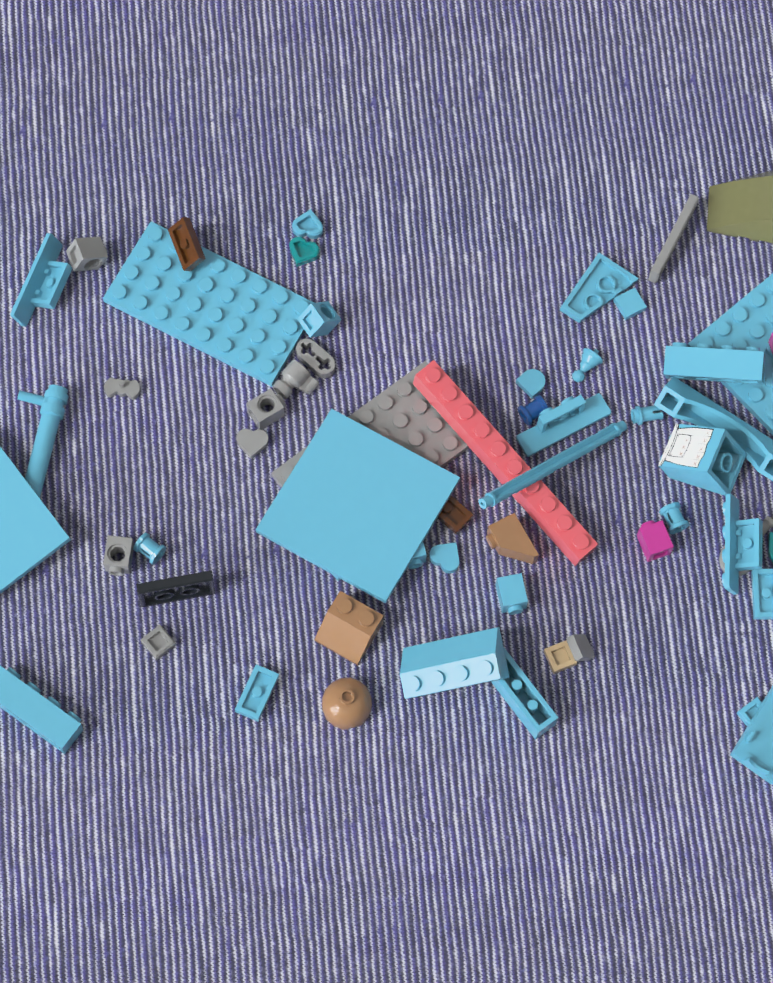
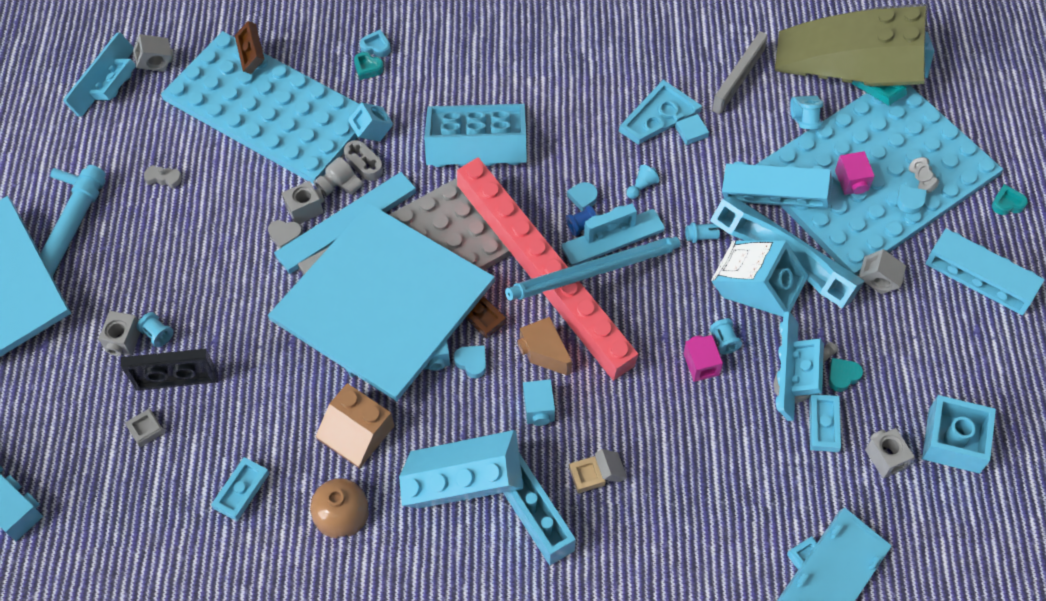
camera: 10 degrees right, 10 degrees down
(305, 427) = (325, 233): none -> medium azure tile
(422, 323) = (475, 131): none -> medium azure slope
(739, 280) = (806, 111): none -> medium azure piece

